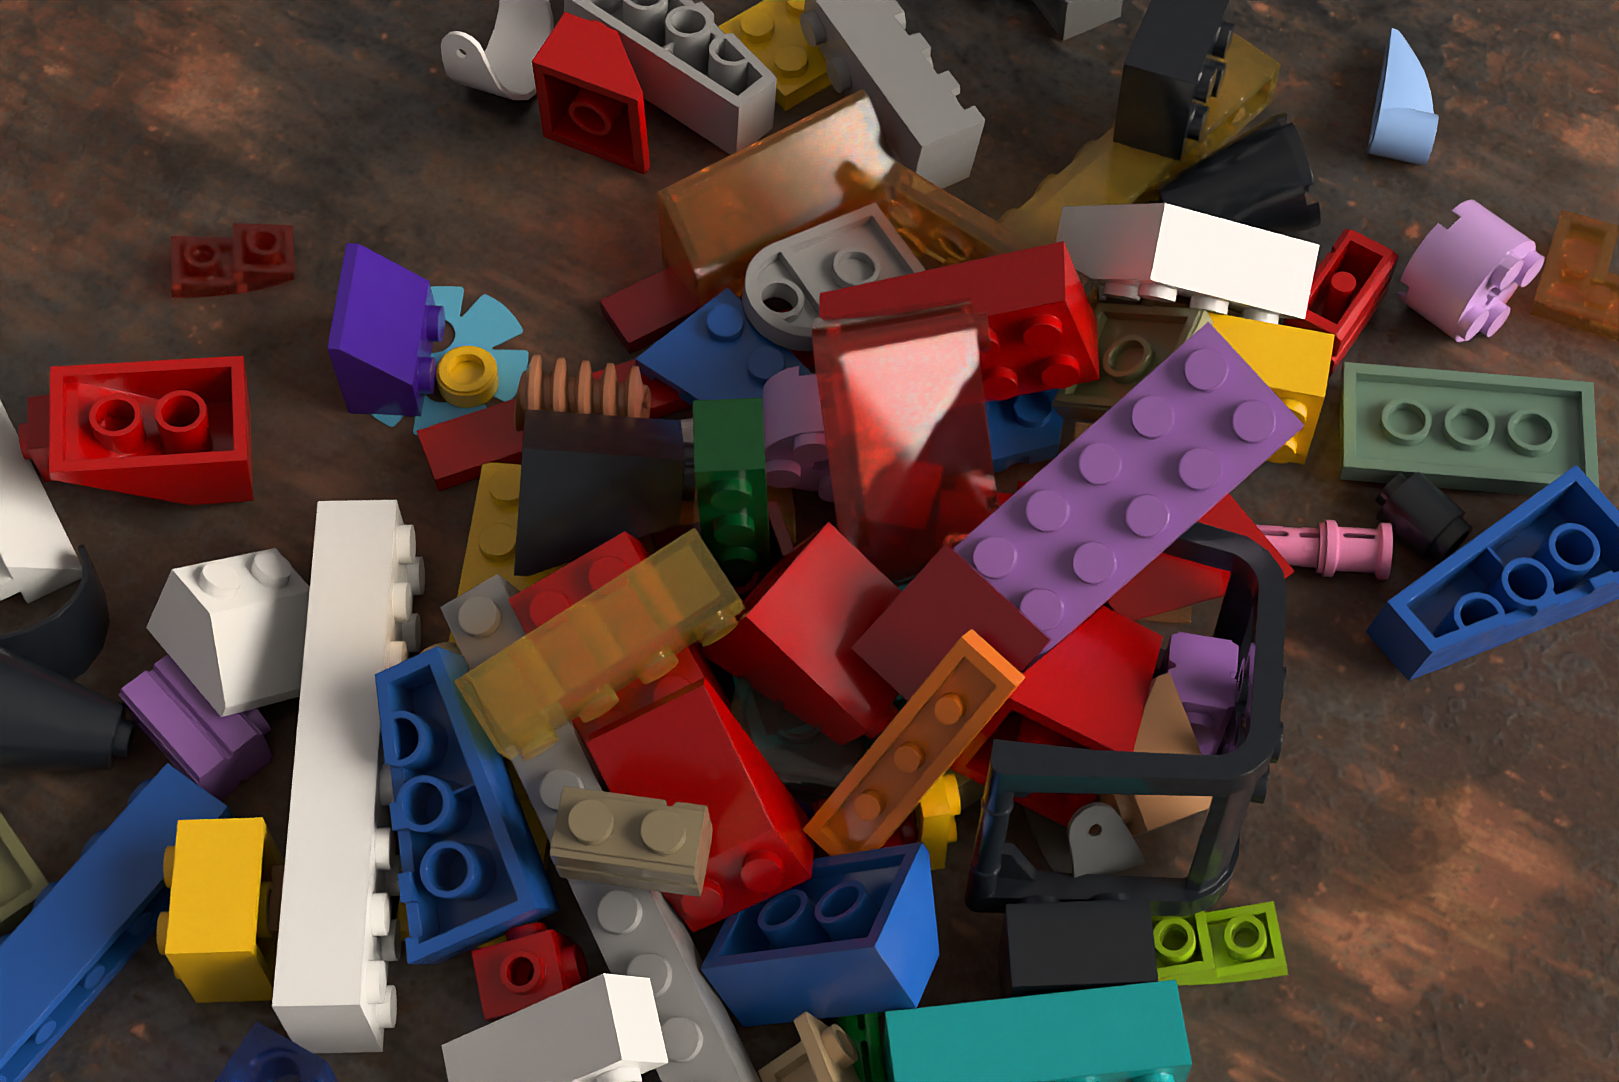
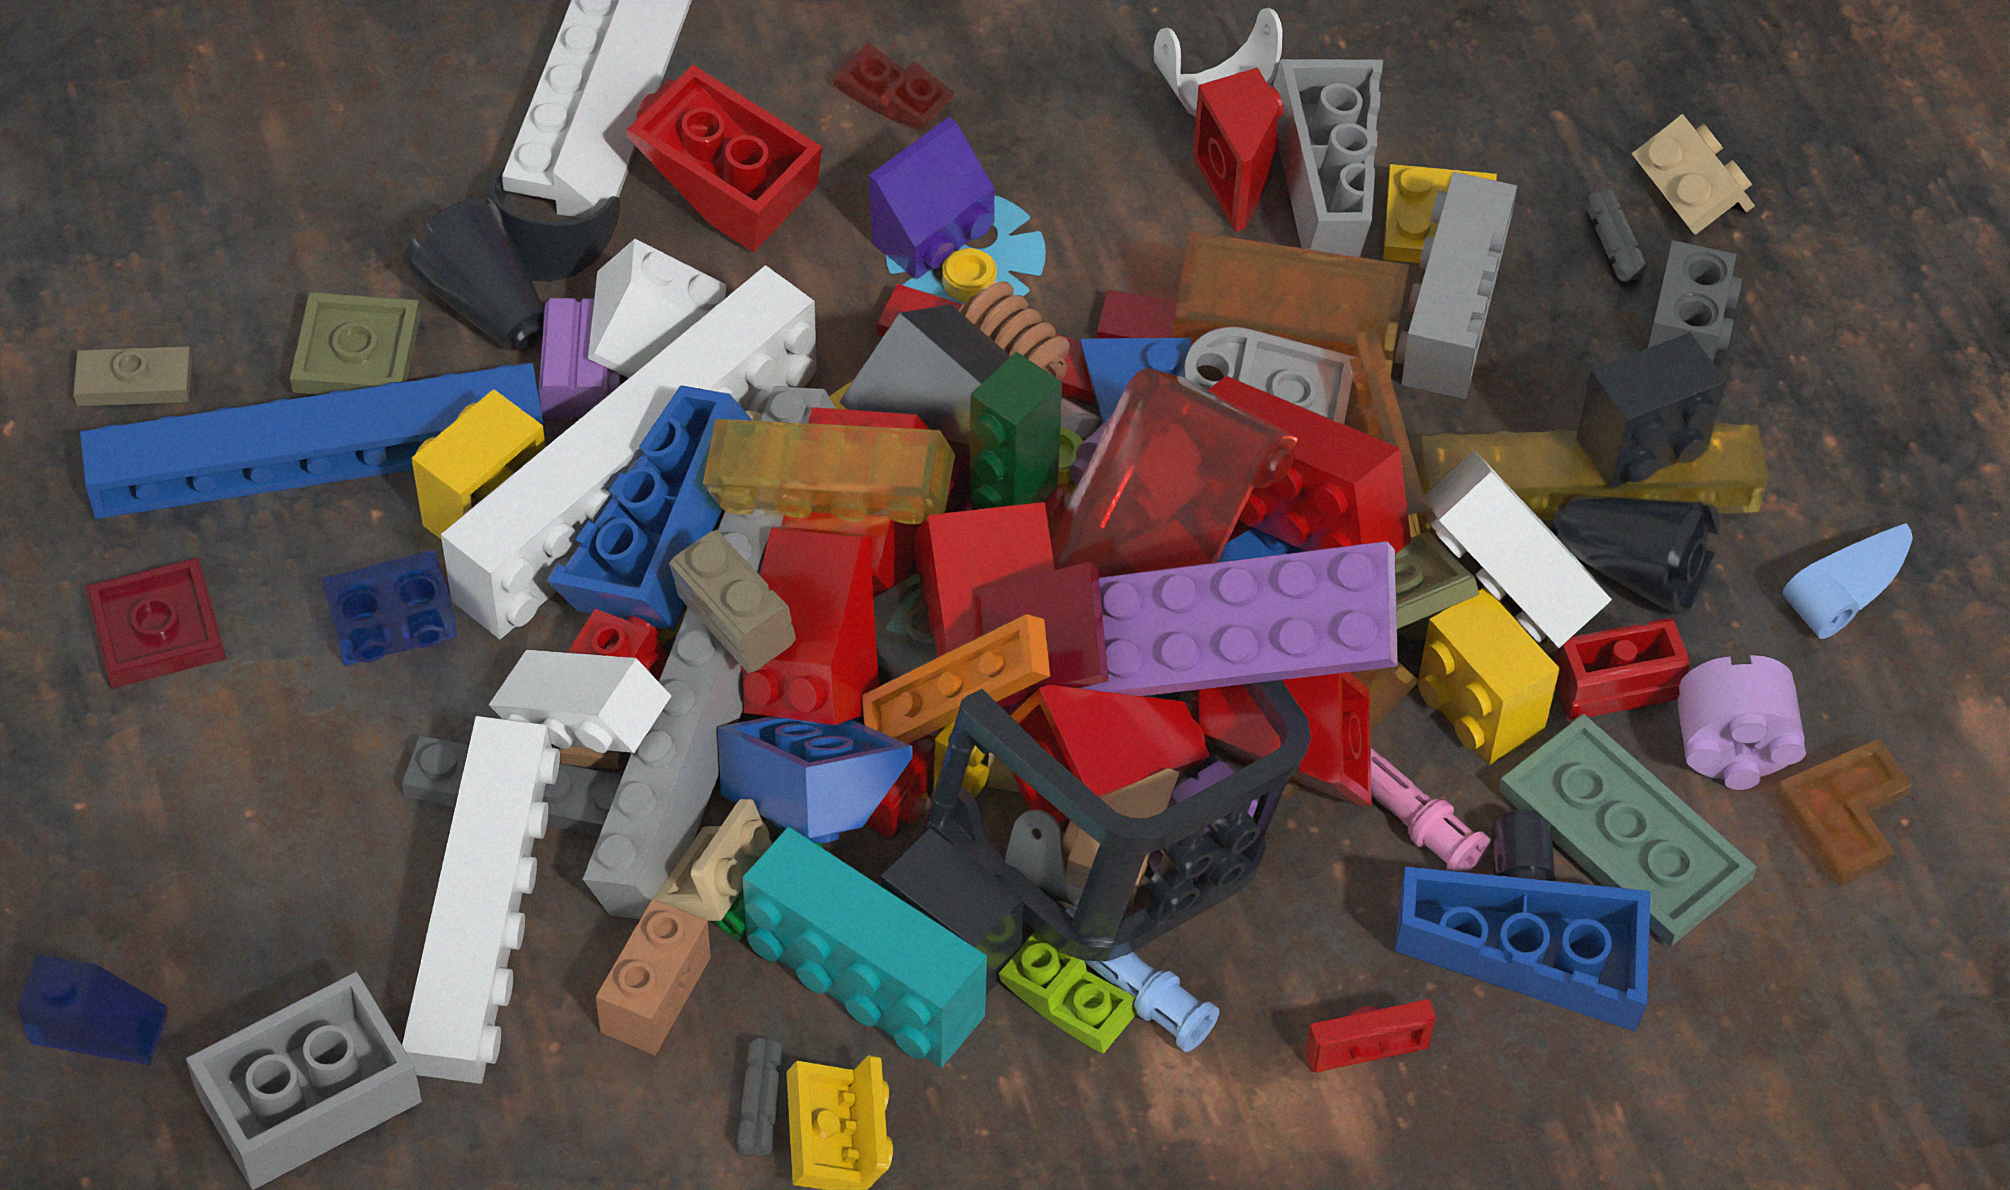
camera: 40 degrees right, 5 degrees down
(1284, 881) = (1160, 997): none -> light blue pin
(1476, 768) = (1370, 1035): none -> red plate

